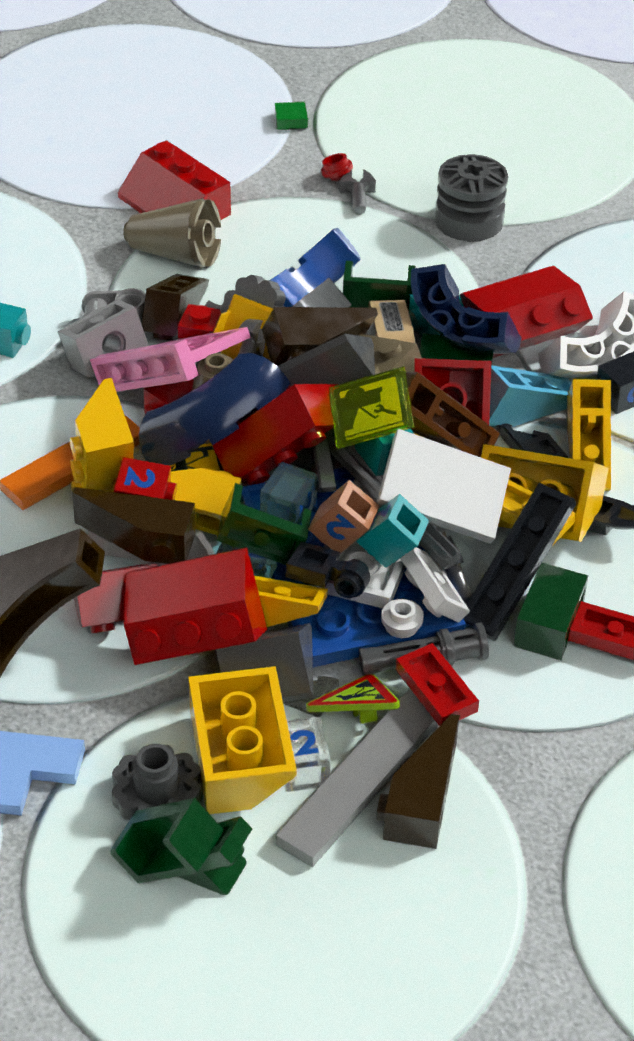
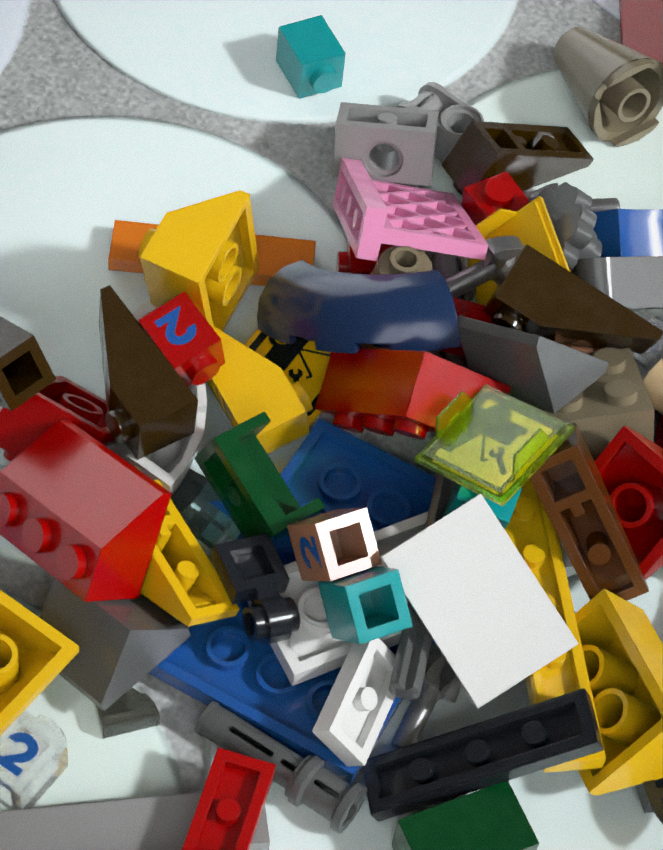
camera: 40 degrees right, 10 degrees up
(289, 492) = (339, 469): clear light blue brick -> none
(322, 466) = (401, 477): dark grey tile -> none
(359, 696) = (142, 753): piece -> none
(402, 618) = (282, 721): white plate -> none

